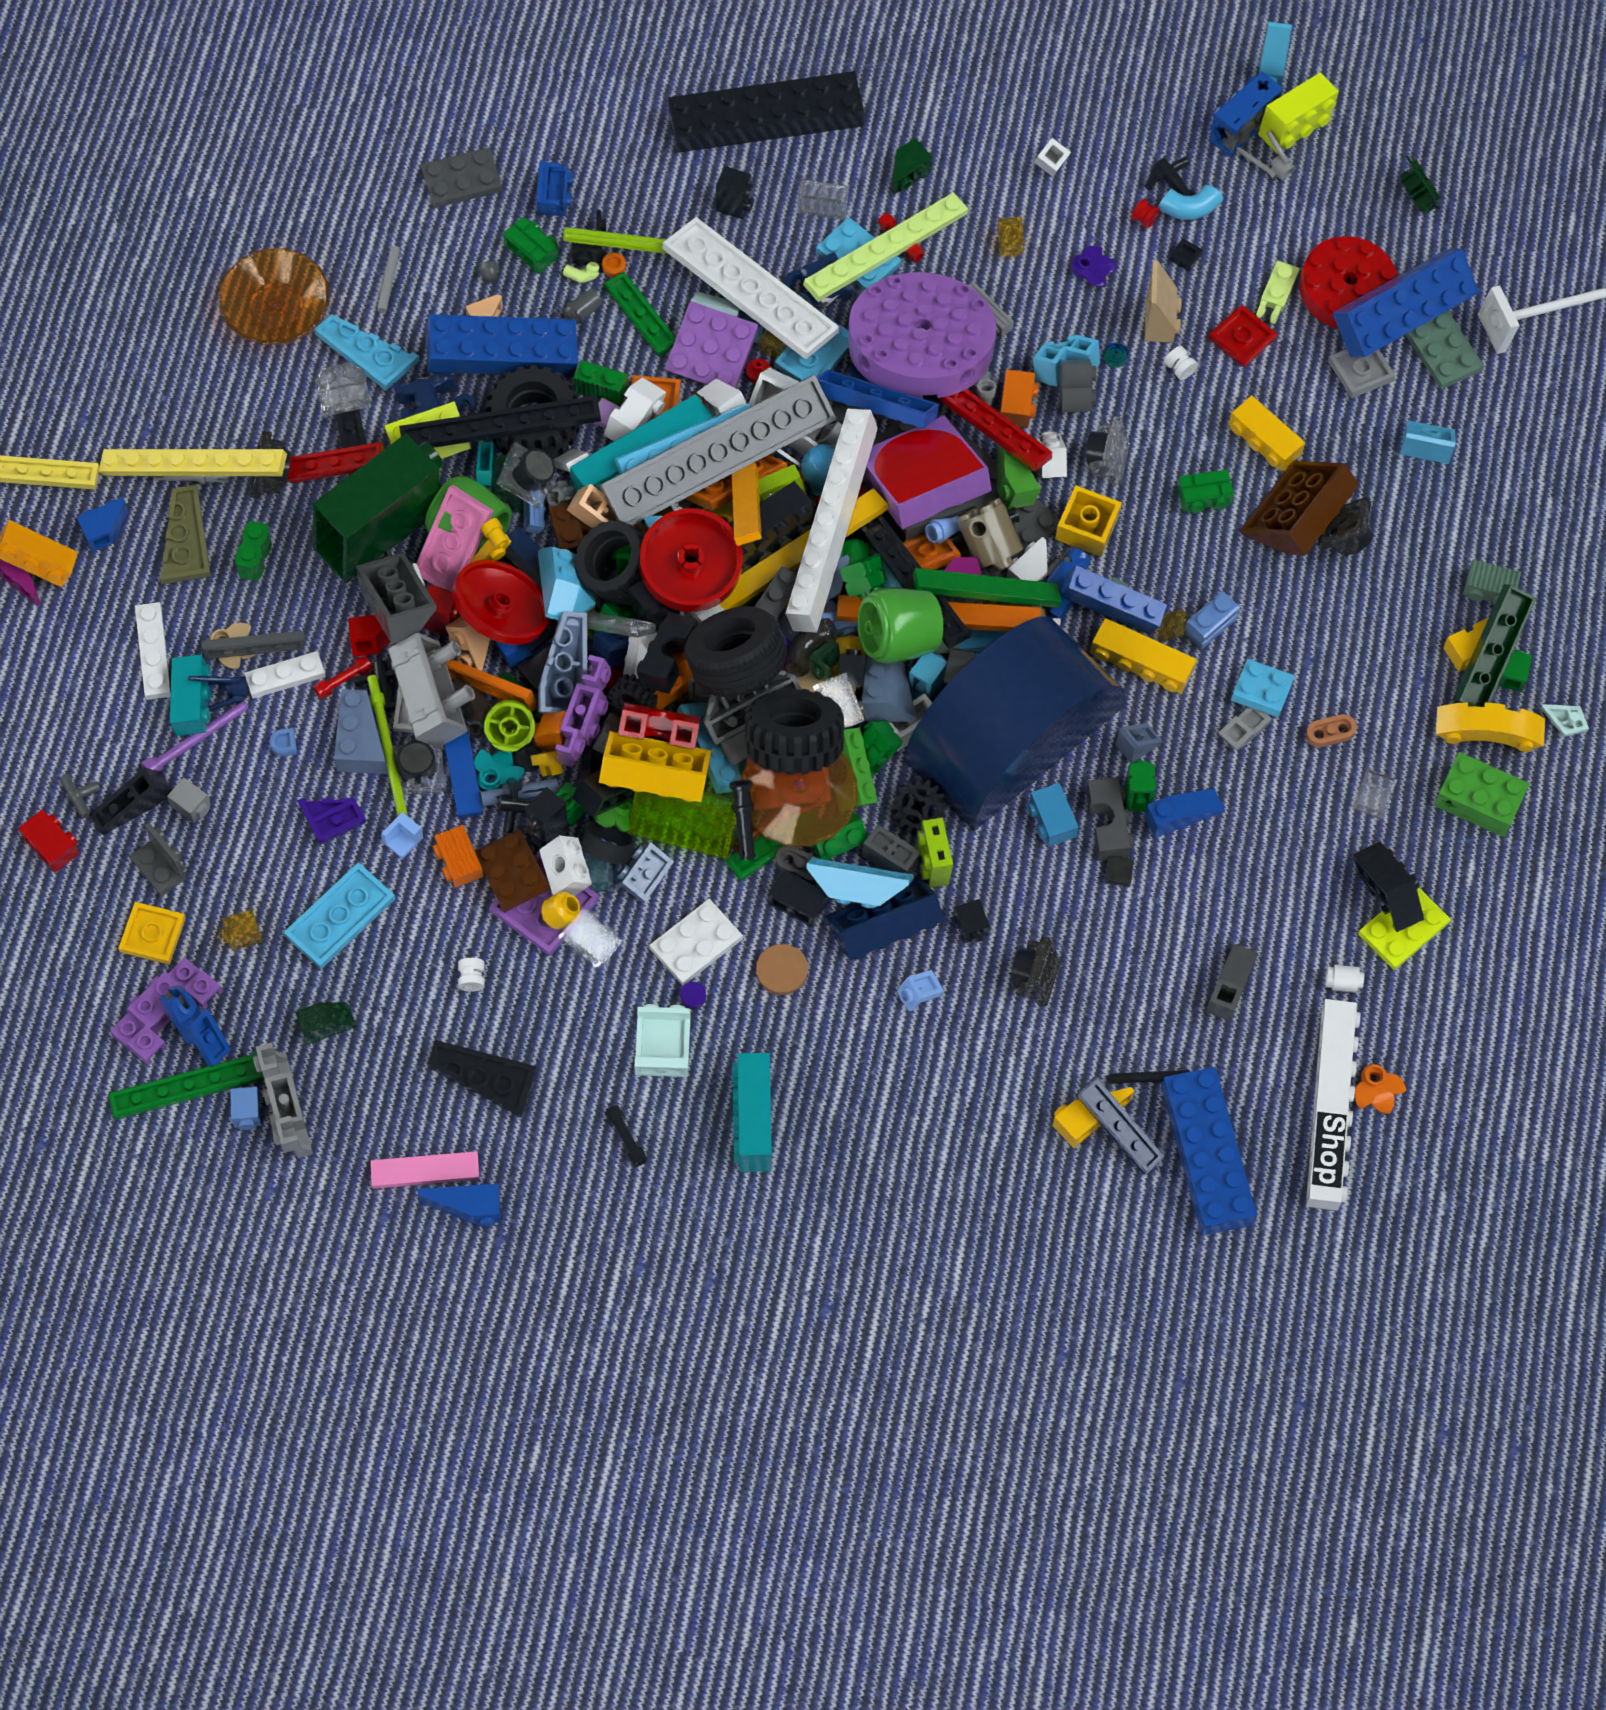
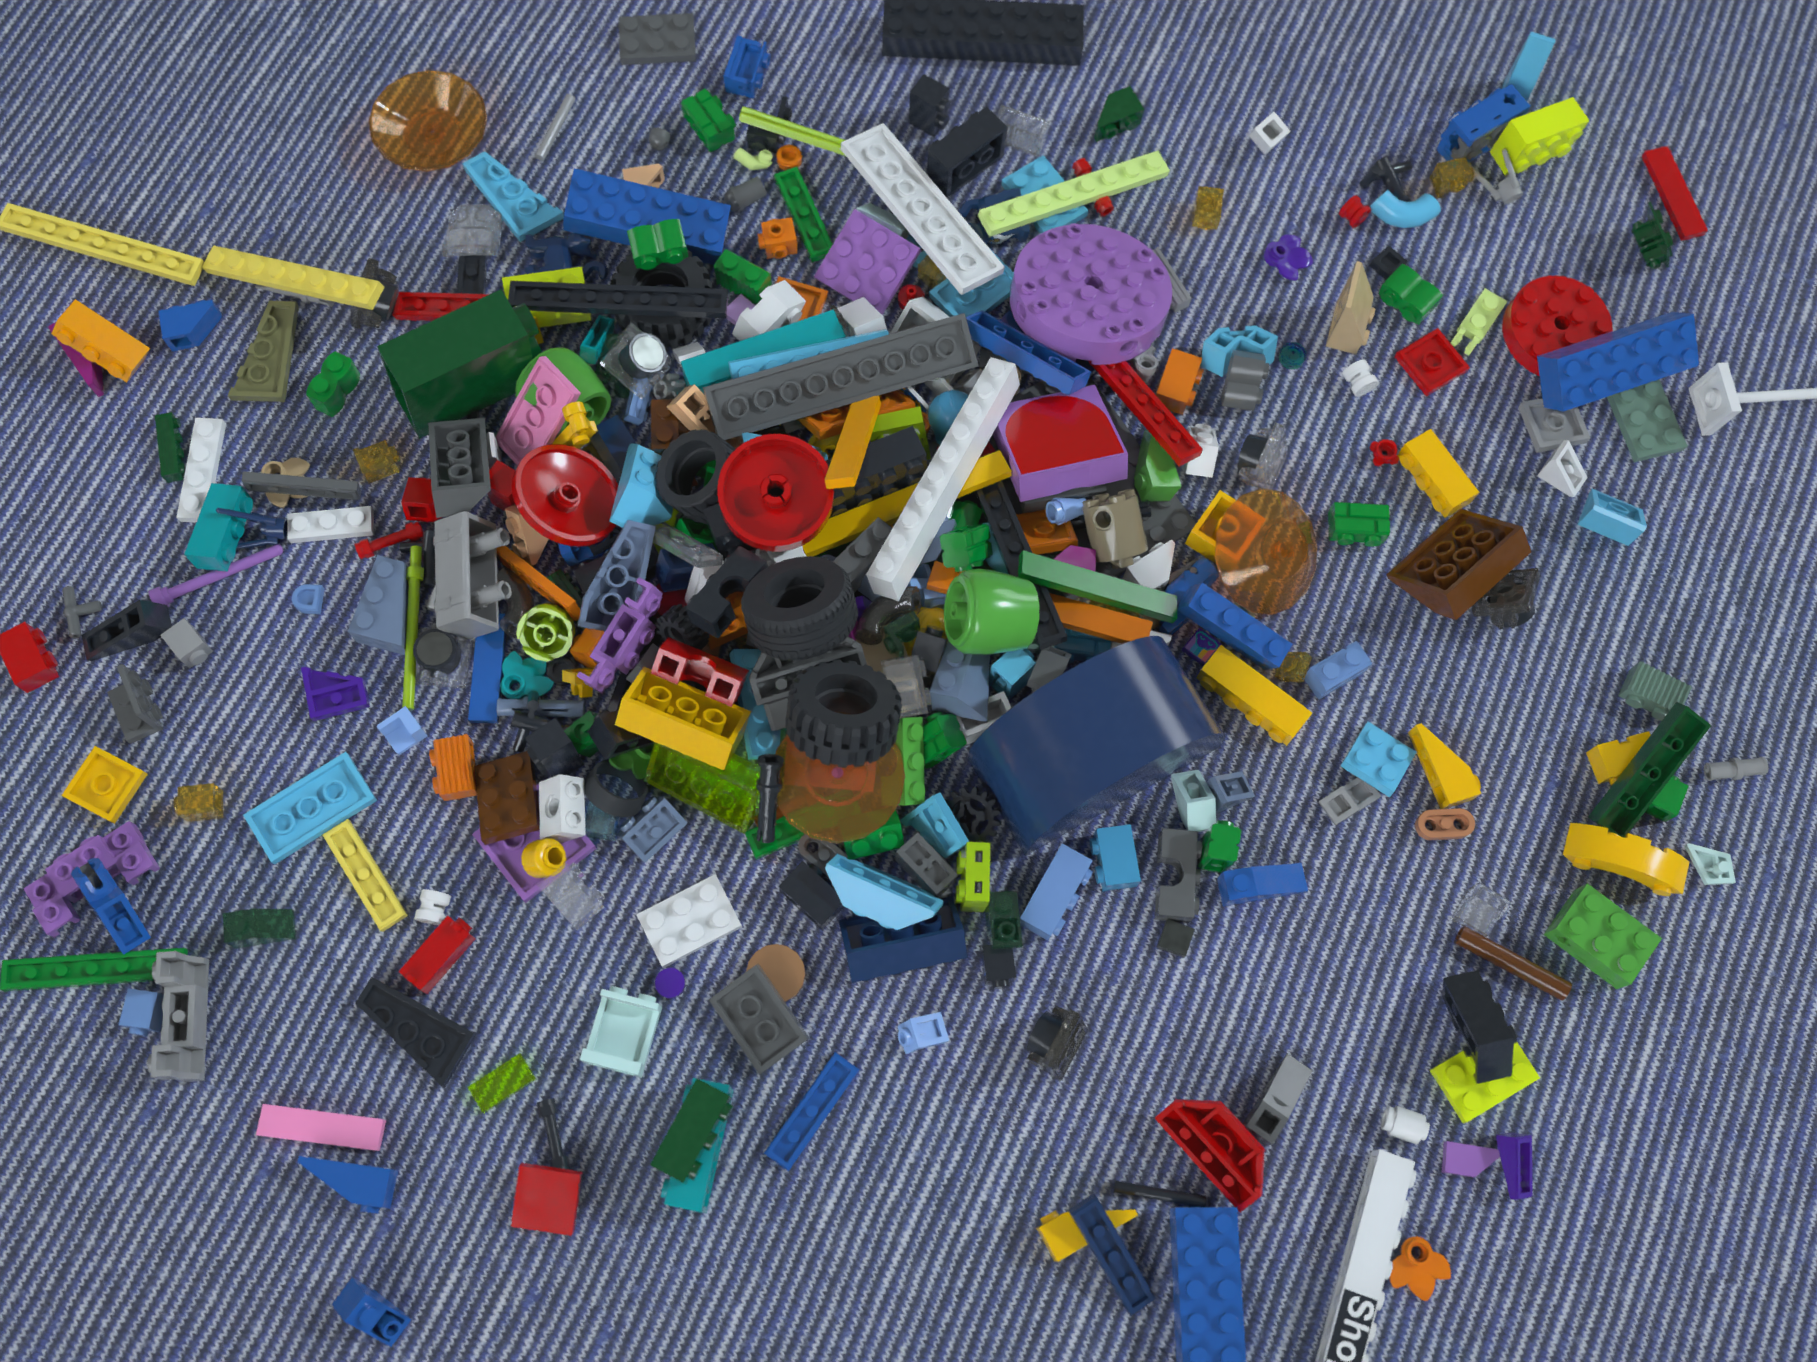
camera: 10 degrees right, 5 degrees up
(118, 636) = (169, 447): none -> dark green piece
(308, 615) = (377, 461): none -> clear yellow brick
(402, 962) = (365, 875): none -> light yellow tile
(486, 1011) = (438, 954): none -> red brick
(510, 1299) = (370, 1312): none -> blue slope
(522, 367) = (657, 244): none -> green brick
(570, 1104) = (502, 1083): none -> clear neon green tile
(624, 340) = (778, 238): none -> orange brick
(634, 1183) = (546, 1199): none -> red tile
(750, 1091) = (692, 1132): none -> dark green brick
(778, 228) = (966, 151): none -> black brick
(778, 1005) = (759, 1019): none -> dark grey plate
(840, 1072) = (811, 1111): none -> blue tile
(893, 815) = (937, 825): none -> medium azure wing
(967, 881) = (1003, 920): none -> clear green slope
(1008, 853) = (1056, 892): none -> medium blue brick
(1088, 624) = (1201, 646): none -> tile
(1110, 754) = (1194, 800): none -> light aqua slope
(1112, 531) = (1266, 551): none -> clear orange dish
(1189, 1022) = (1218, 1147): none -> red wedge
(1210, 279) = (1410, 294): none -> green brick
(1220, 420) = (1387, 446): none -> red plate
(1227, 164) = (1451, 176): none -> clear yellow brick
(1323, 686) = (1446, 772): none -> yellow slope
(1378, 408) = (1564, 470): none -> white slope
(1402, 996) = (1467, 1159): none -> medium lavender tile
(1411, 832) = (1513, 963): none -> reddish brown piece
(1433, 139) = (1674, 193): none -> red tile
(1443, 989) = (1516, 1160): none -> dark purple slope
(1573, 634) = (1736, 768): none -> light grey pin

